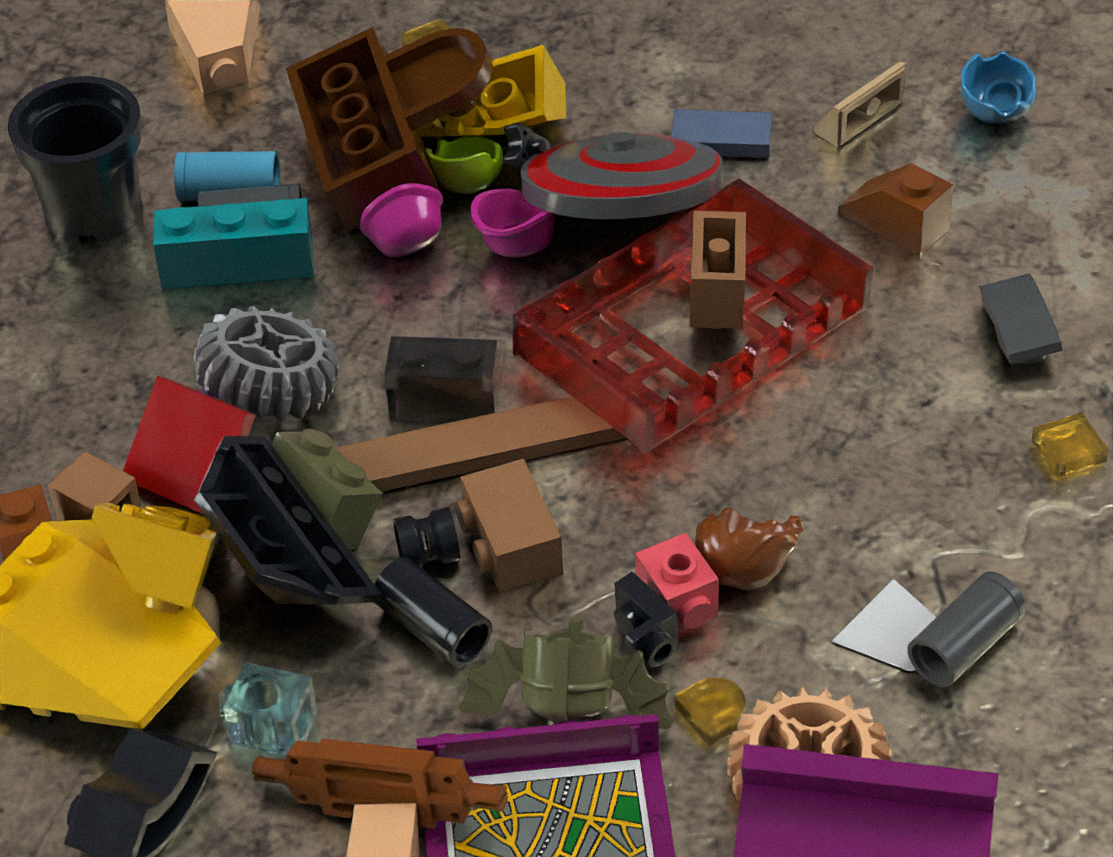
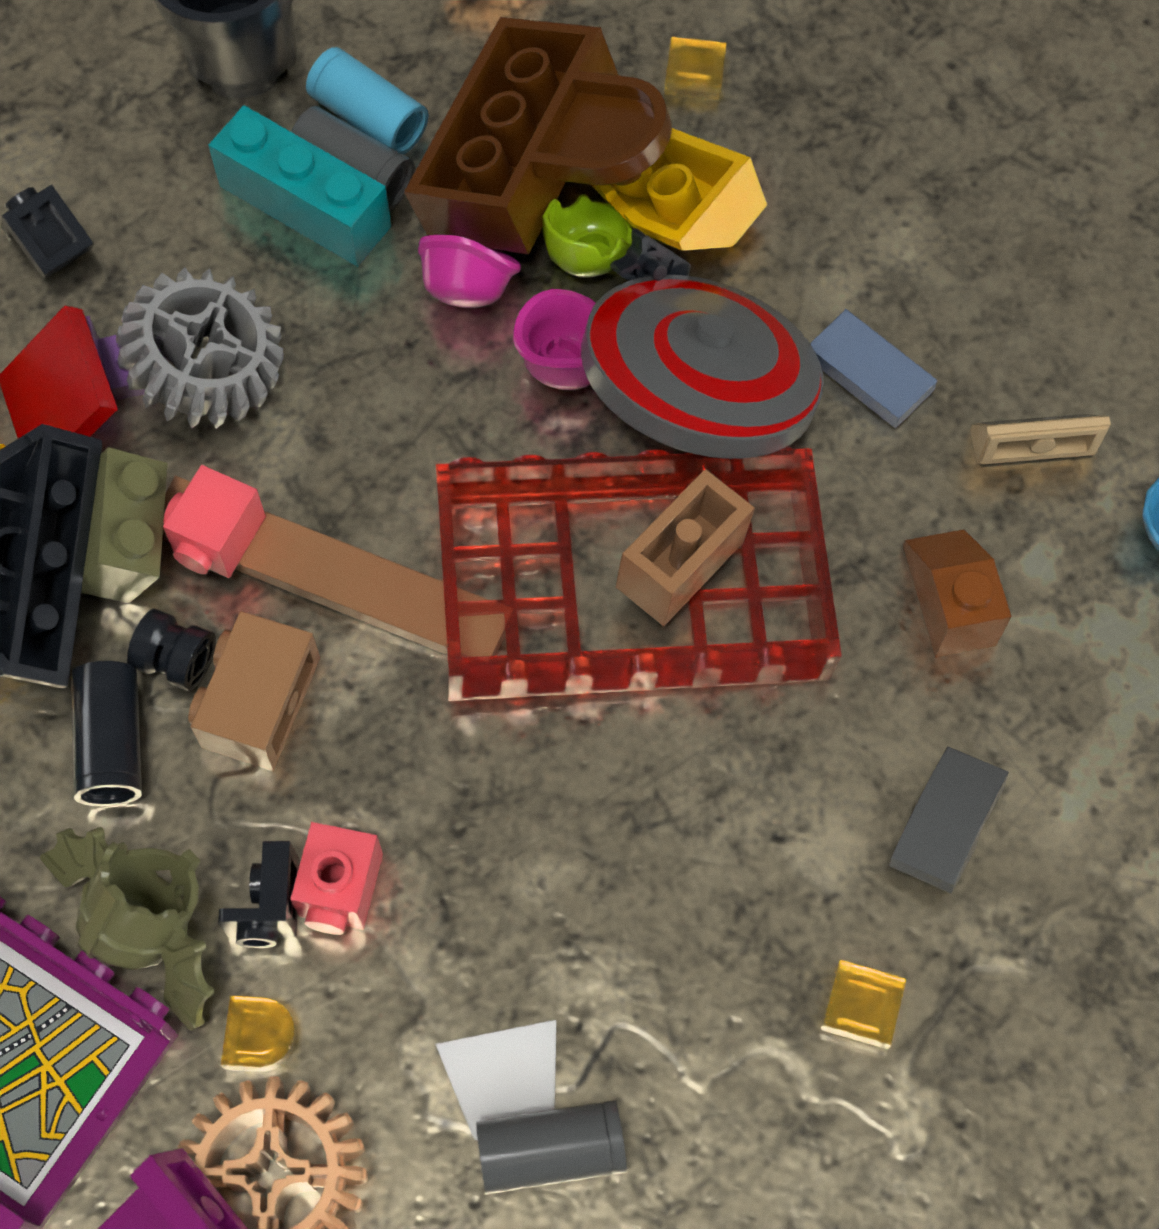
camera: 35 degrees right, 20 degrees up
(66, 371) = (45, 229): none -> black bracket
(385, 443) = (213, 522): none -> coral brick
(443, 377) = (356, 467): clear smoke slope -> none
(745, 551) = (433, 883): dark orange hair -> none

